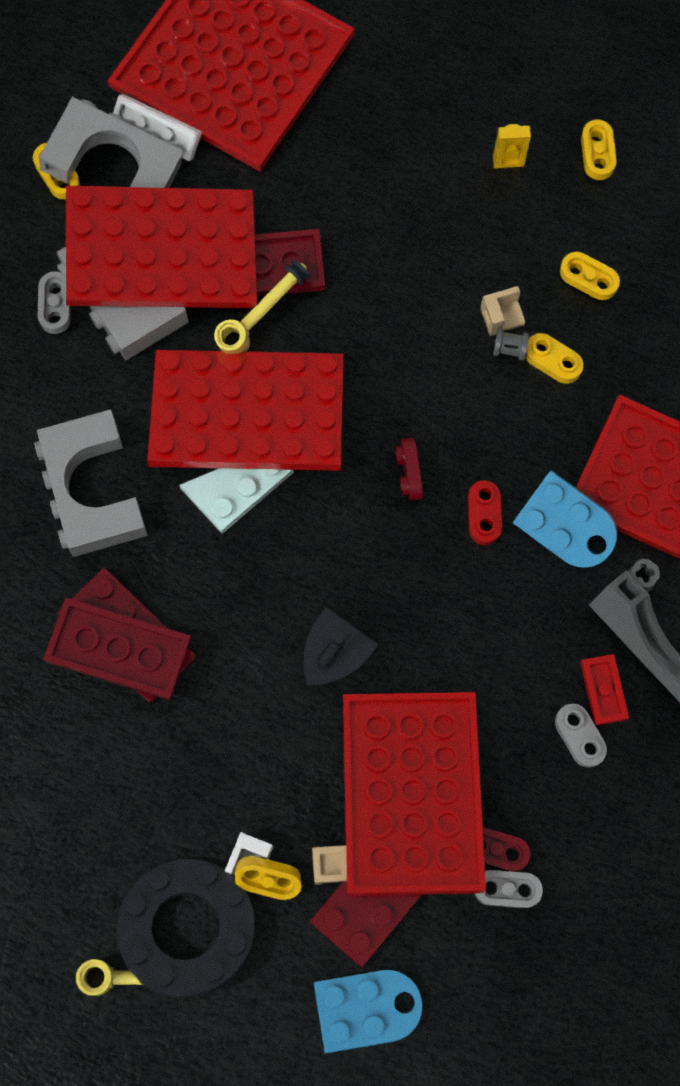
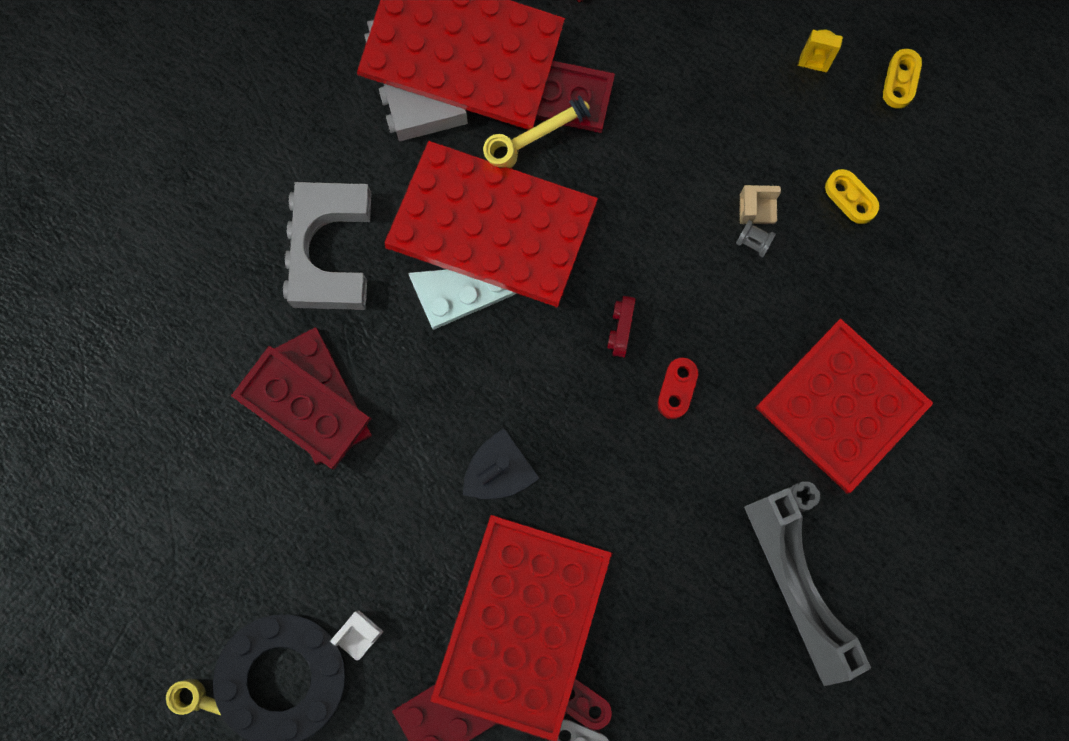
camera: 20 degrees right, 5 degrees up
(53, 304) = (347, 68): light grey plate -> none
(267, 877) = (367, 659): yellow plate -> none
(329, 864) = (425, 667): tan panel -> none
(551, 359) = (789, 264): yellow plate -> none
(566, 520) = (750, 421): dark azure plate -> none
(577, 736) = (695, 624): light grey plate -> none
(604, 690) = (731, 590): red plate -> none

